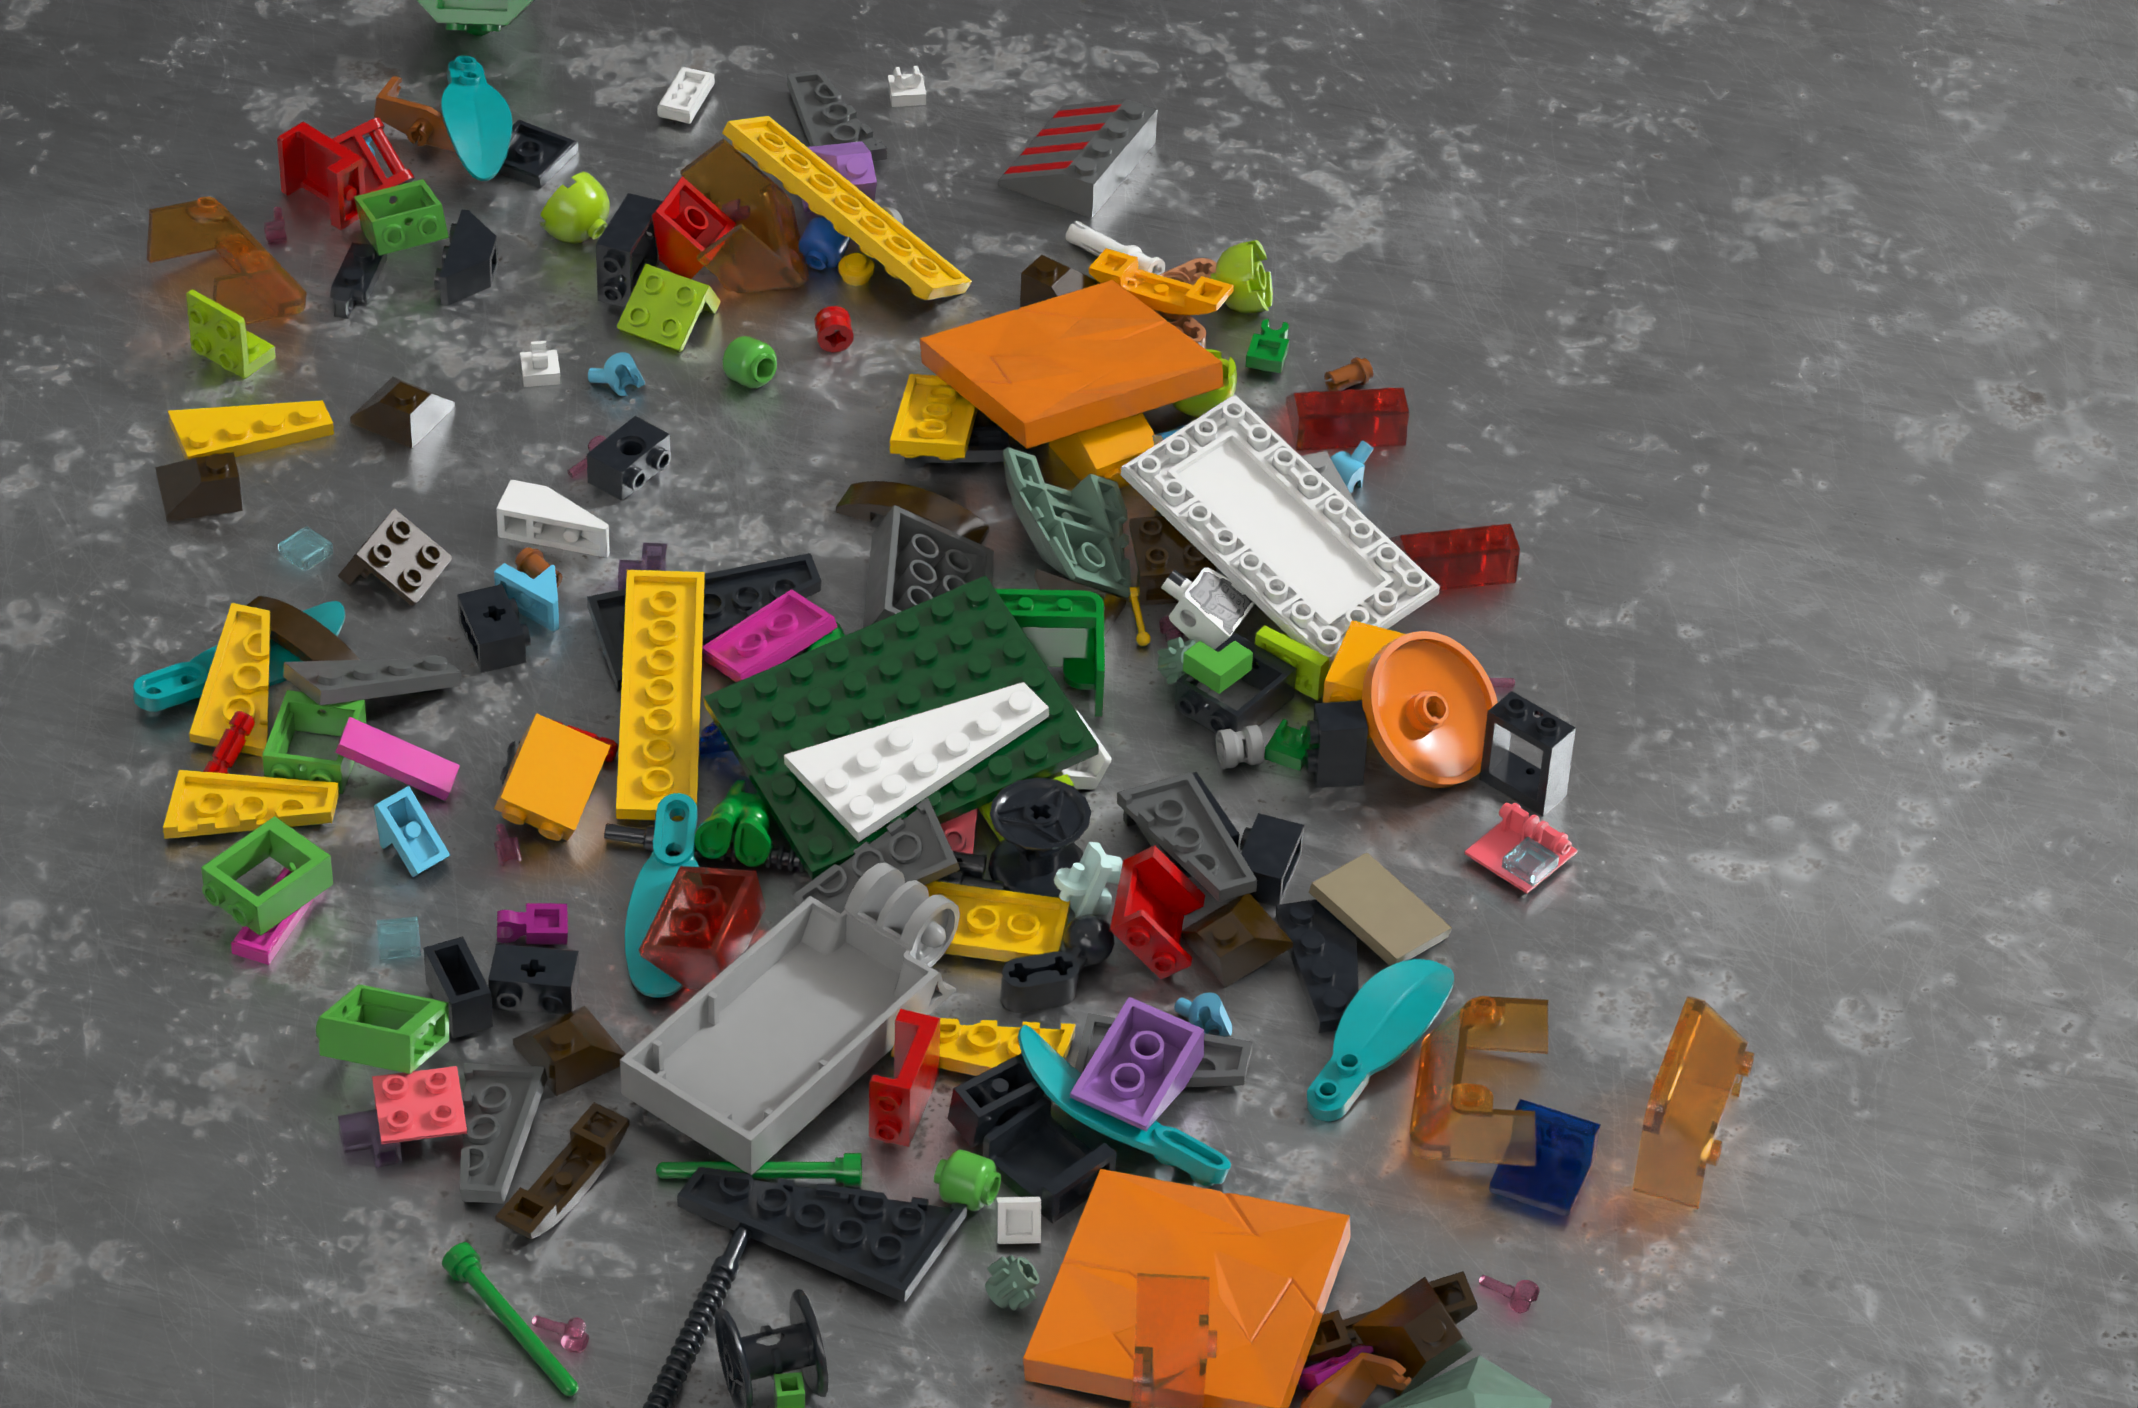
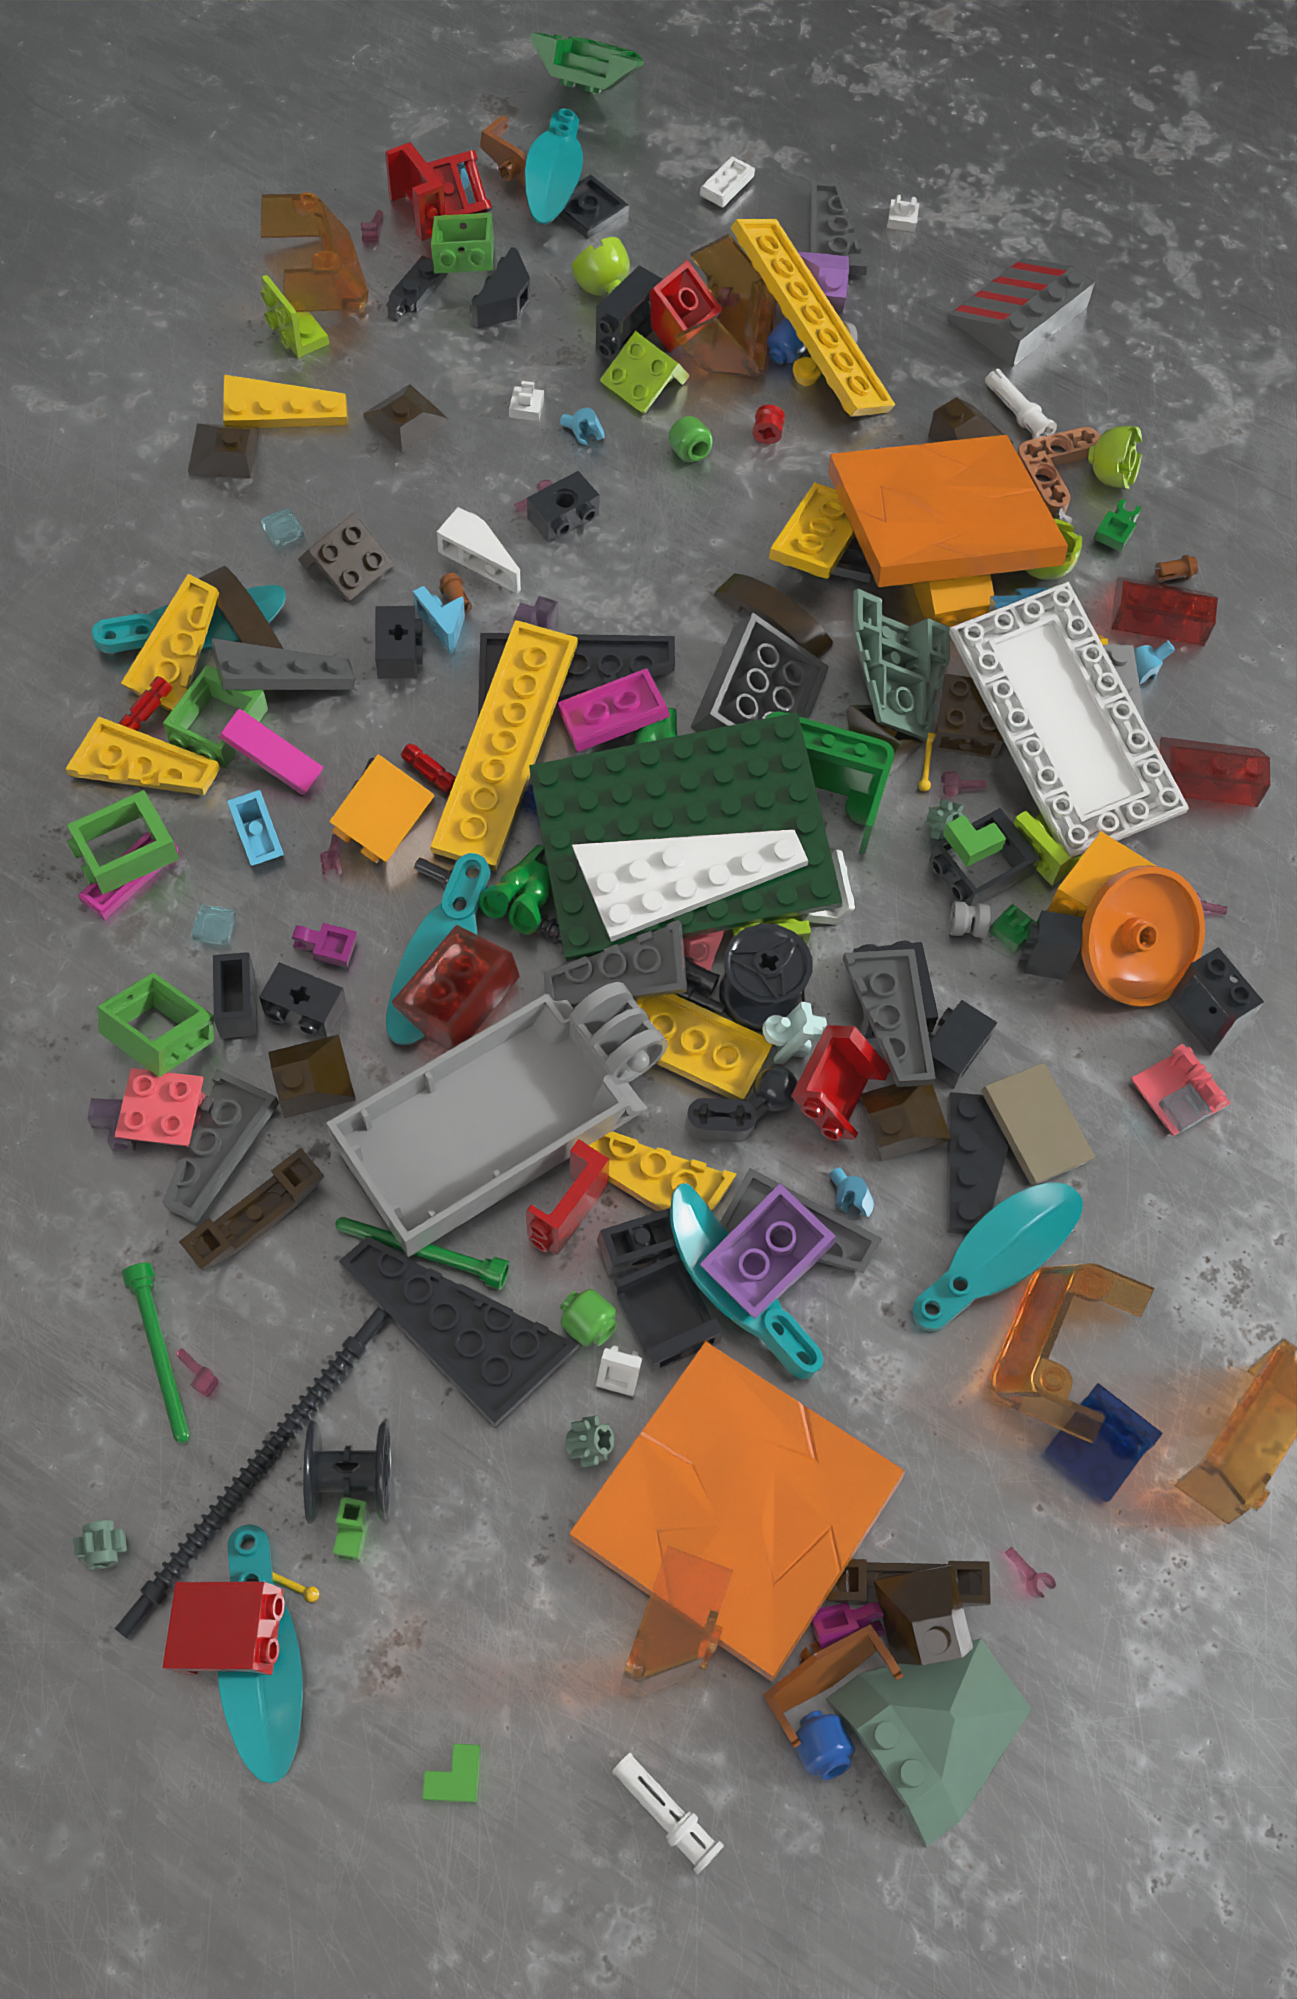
camera: 15 degrees right, 20 degrees up
(1159, 291) = (1043, 452): light orange slope -> none
(1208, 607) = (984, 776): torso -> none

